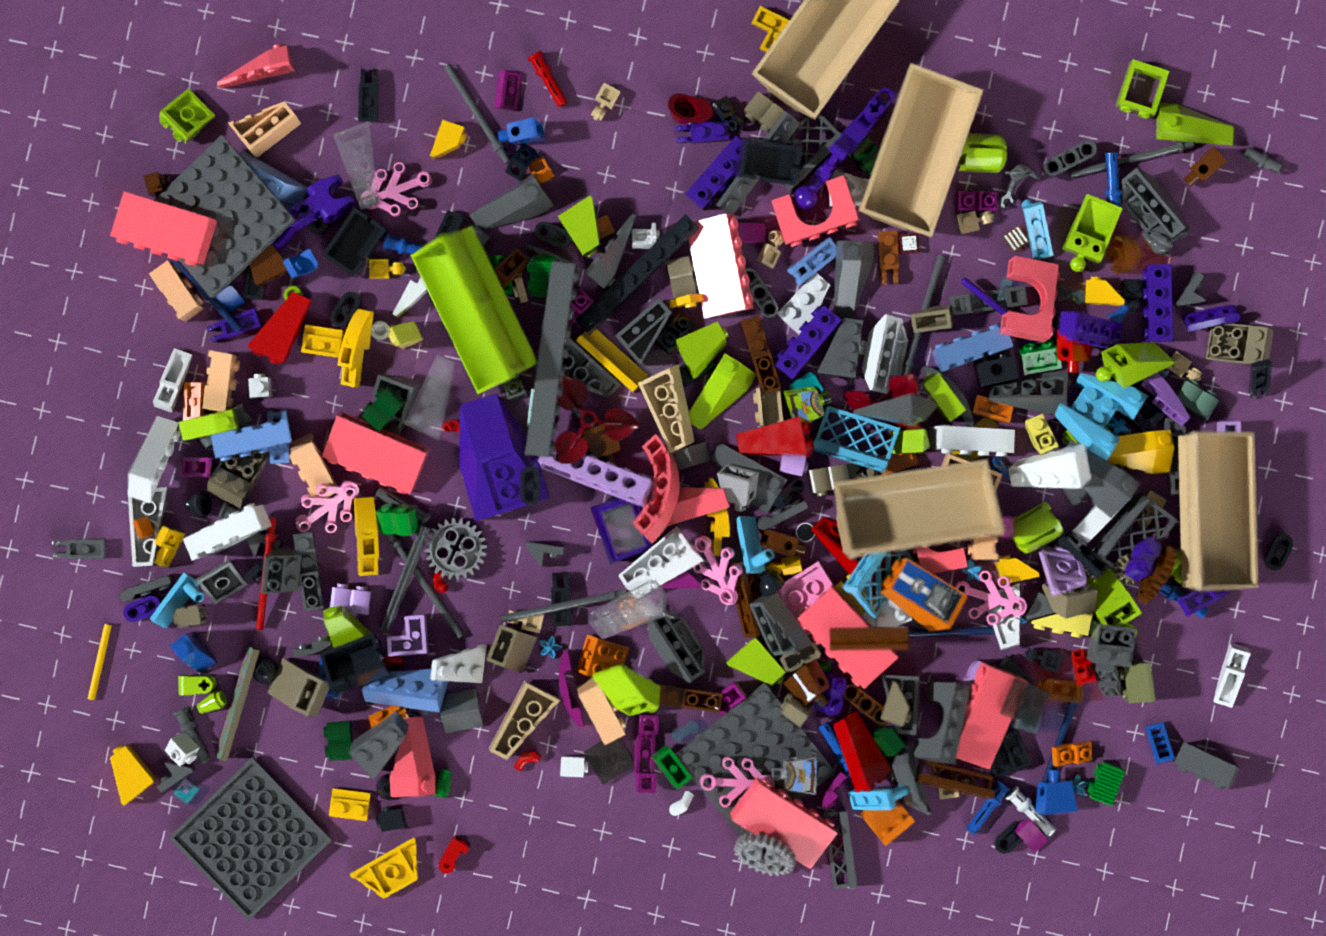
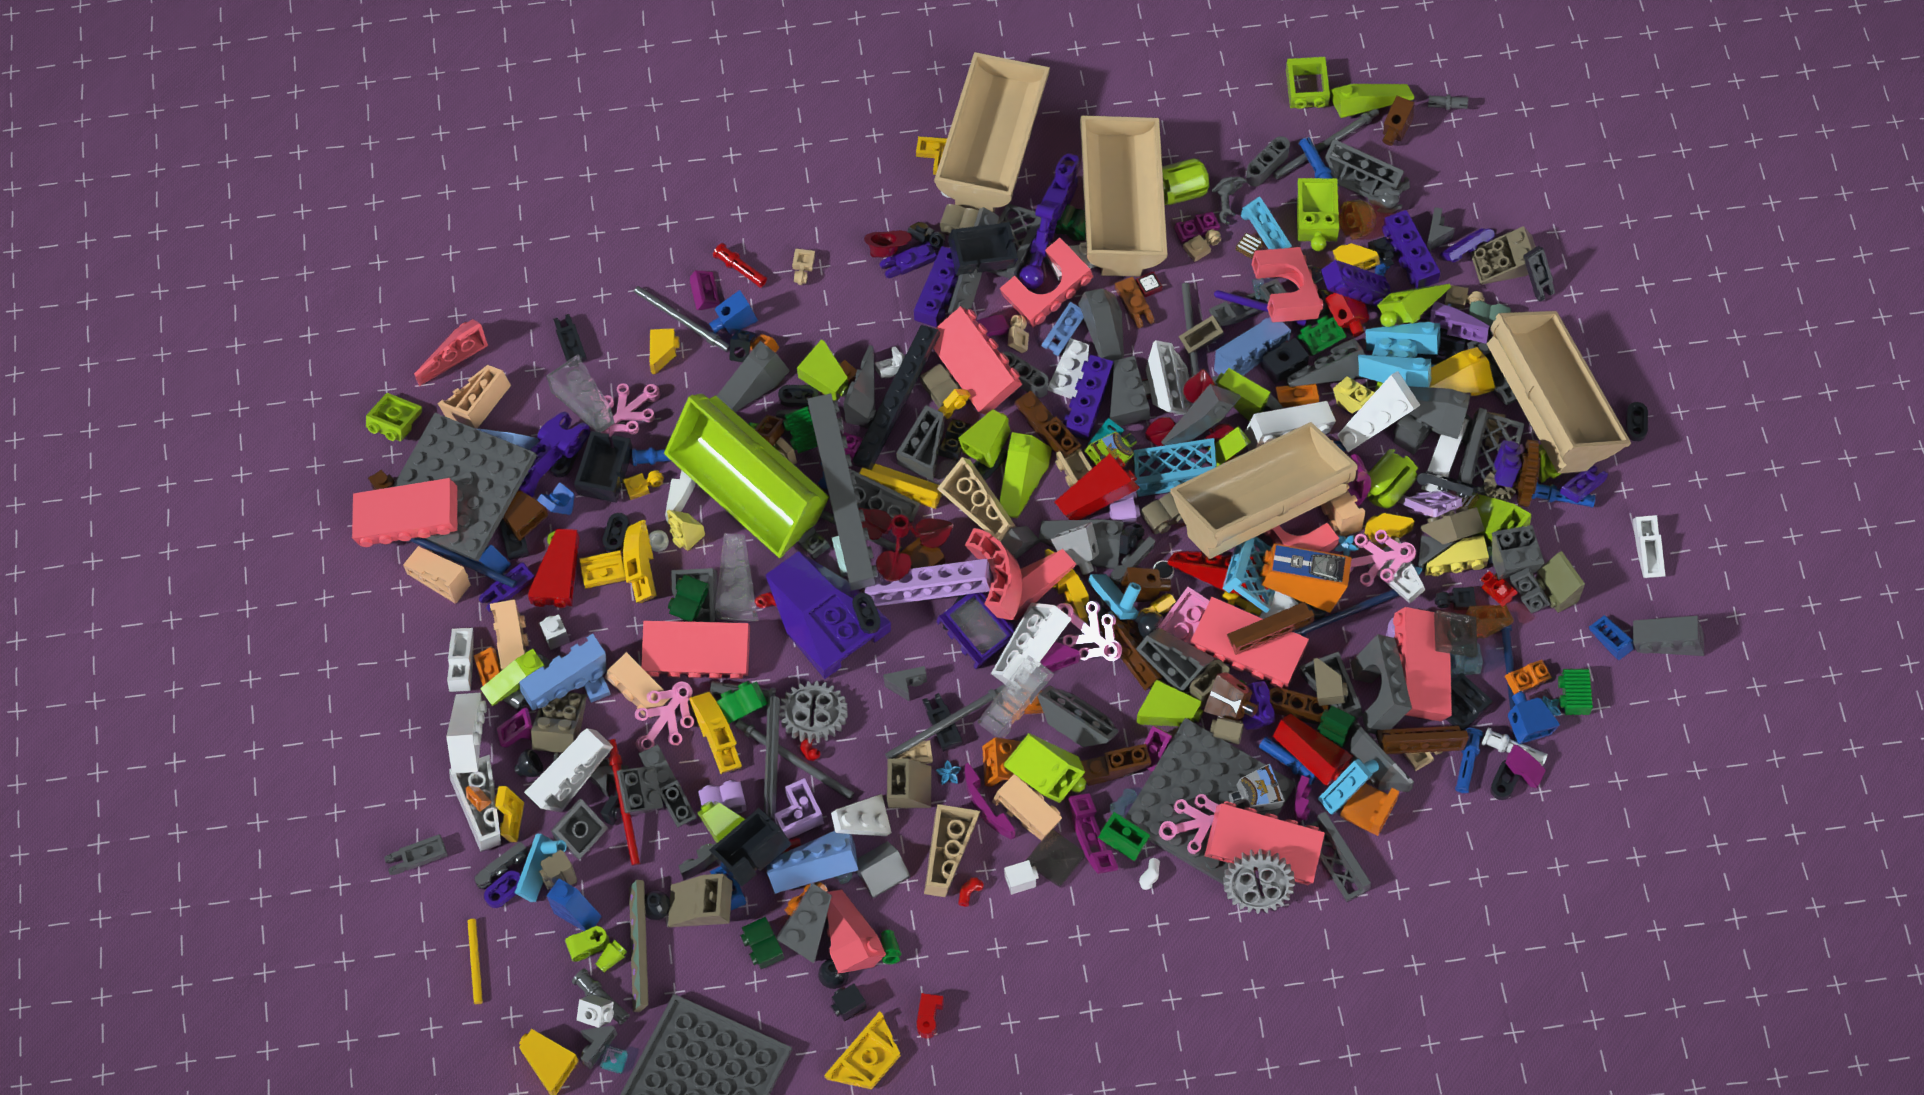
camera: 20 degrees left, 25 degrees down
(349, 804) = (797, 1006): yellow plate -> none

